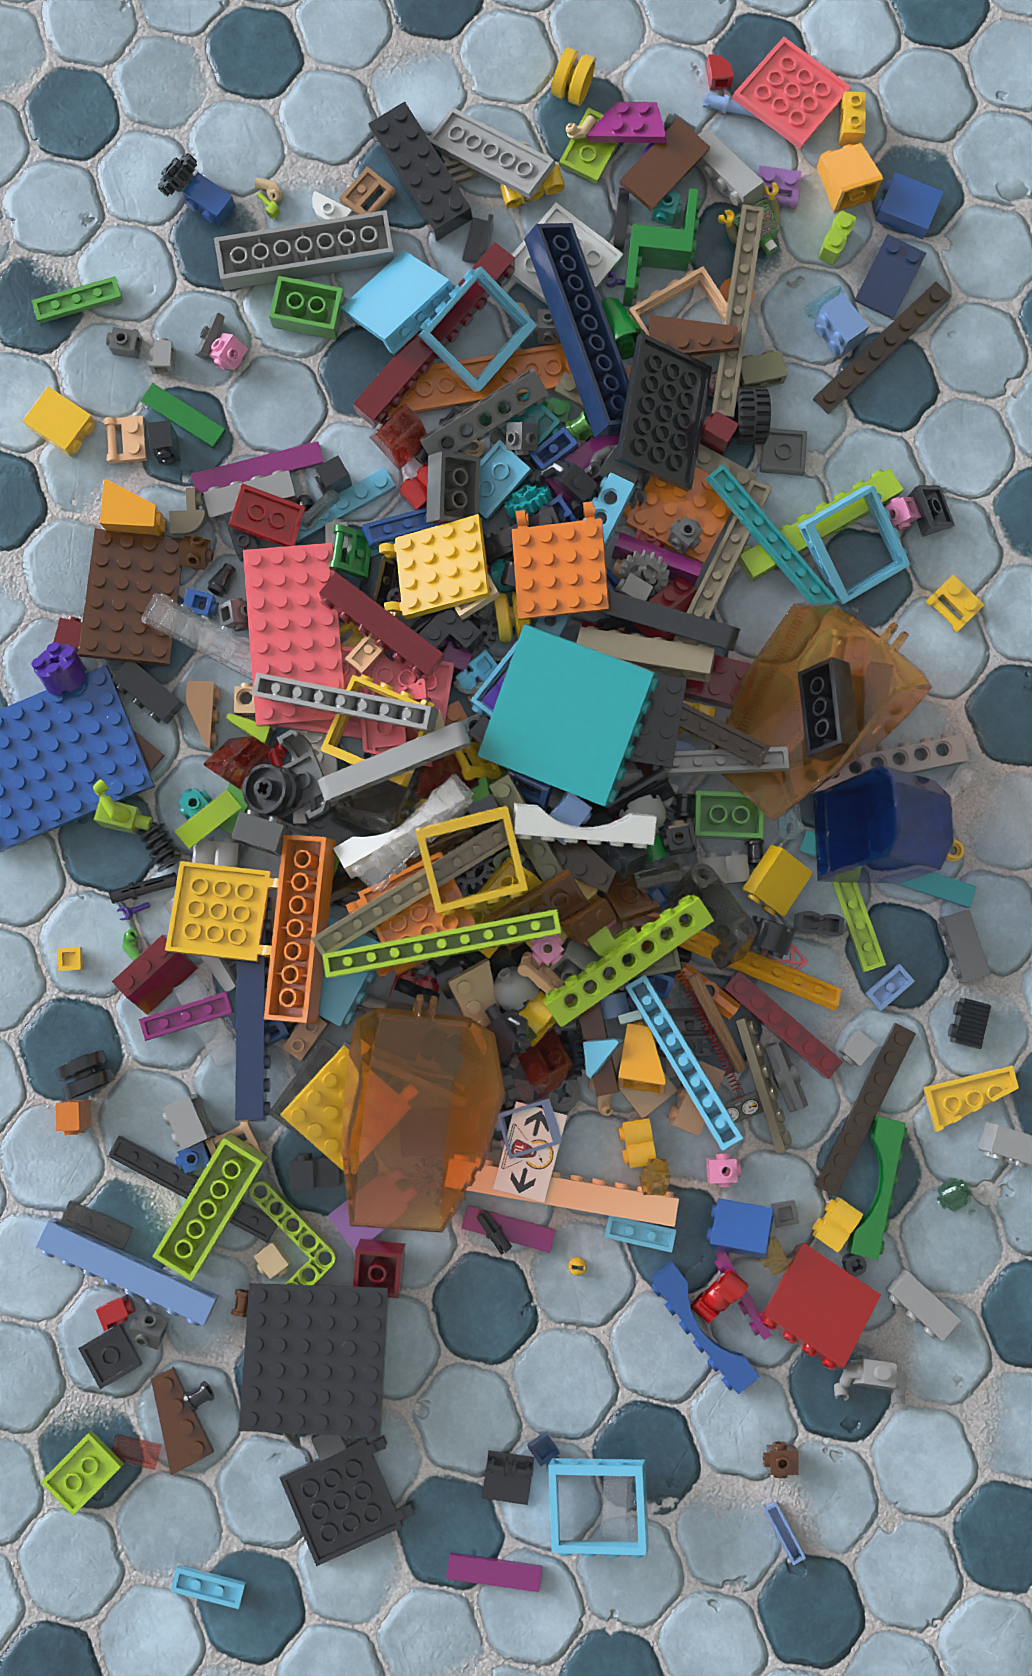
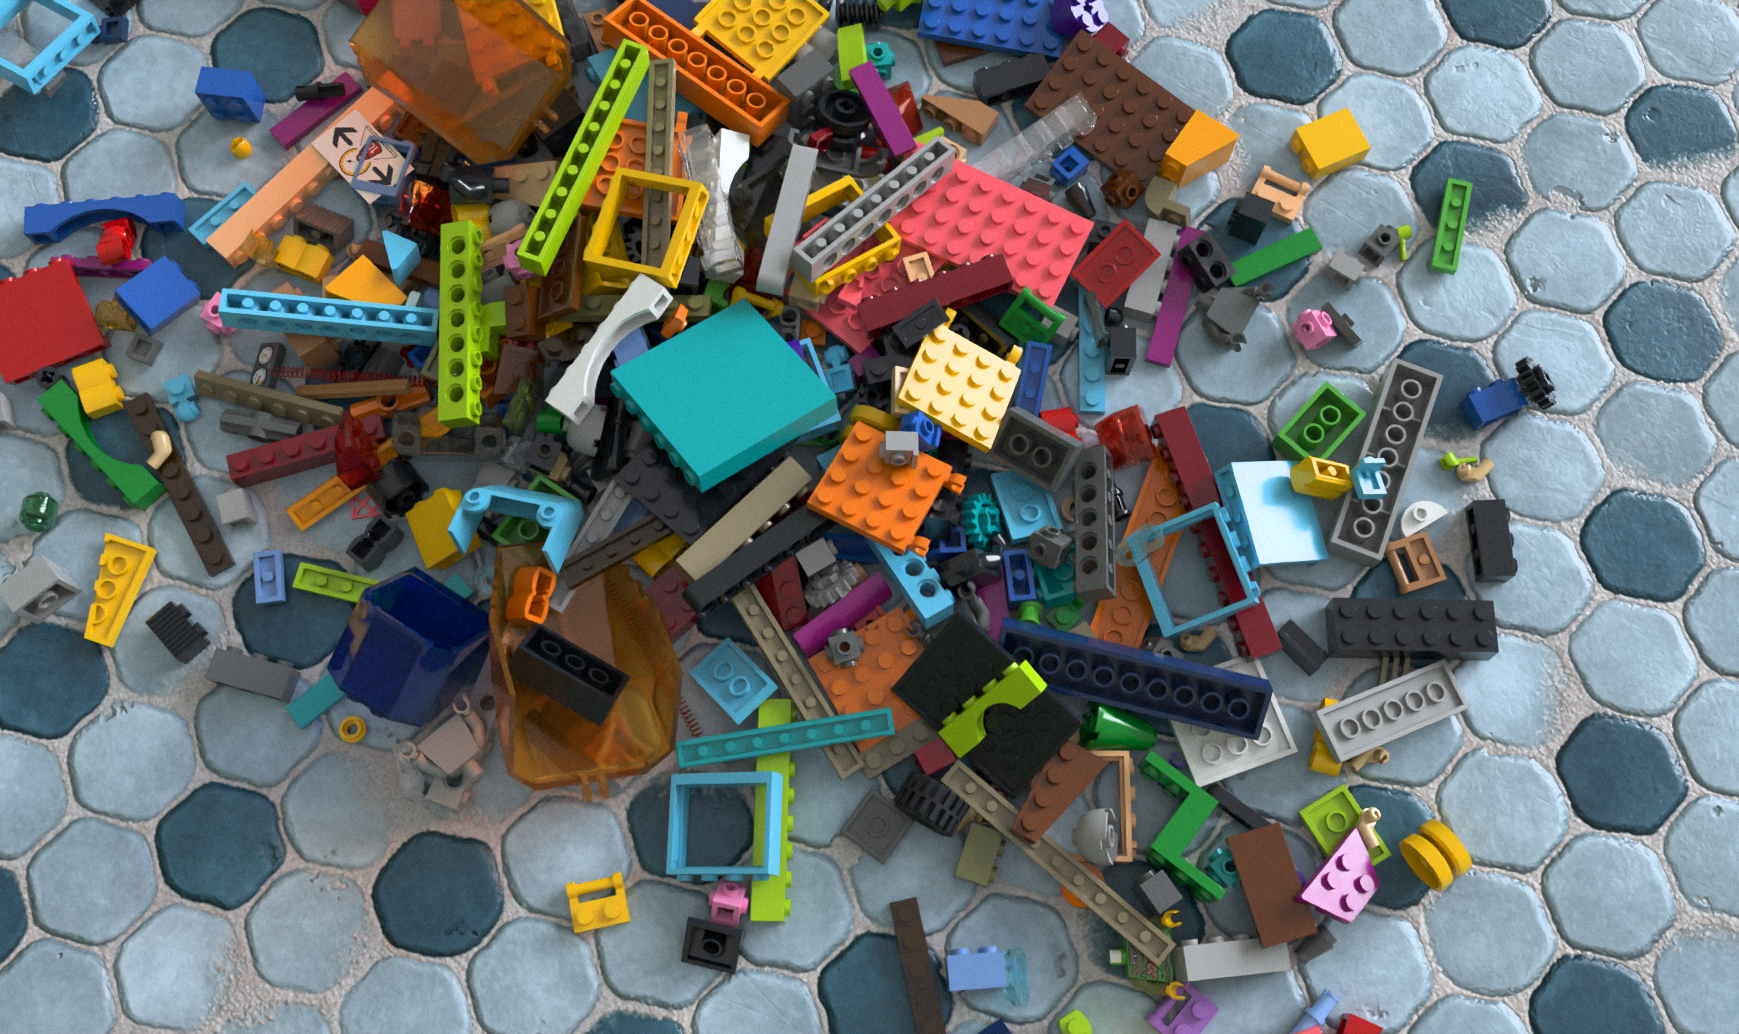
camera: 125 degrees right, 10 degrees down
(104, 330) = (1404, 233): none -> lime hand
(220, 456) = (1210, 259): none -> black brick
(248, 758) = (882, 109): none -> magenta tile
(251, 418) = (1231, 312): none -> dark grey torso
(305, 791) = (820, 139): none -> dark red tile
(319, 151) = (1491, 541): none -> black brick
(333, 245) = (1367, 478): none -> medium azure bracket
(350, 280) = (1320, 478): none -> yellow brick
(414, 617) = (920, 323): none -> black plate
(483, 371) = (1138, 543): none -> clear light blue plate
(500, 566) = (928, 433): none -> blue brick
(527, 566) = (900, 448): none -> light grey brick
(530, 793) = (675, 322): none -> orange plate
(543, 1301) = (230, 94): none -> blue brick
(603, 1144) = (324, 227): none -> dark grey brick
(648, 388) = (1016, 688): none -> lime arch
(706, 293) = (1096, 836): none -> light grey cylinder
(714, 239) = (1155, 892): none -> dark grey brick
(718, 794) = (551, 511): none -> medium azure windscreen
(753, 602) = (733, 680): none -> medium azure plate
(770, 974) = (355, 453): none -> clear red slope
(793, 769) = (531, 594): none -> orange brick
(797, 1160) = (182, 397): none -> medium azure plate
(851, 1134) = (162, 448): none -> tan arm
(927, 759) = (452, 746): none -> light grey torso

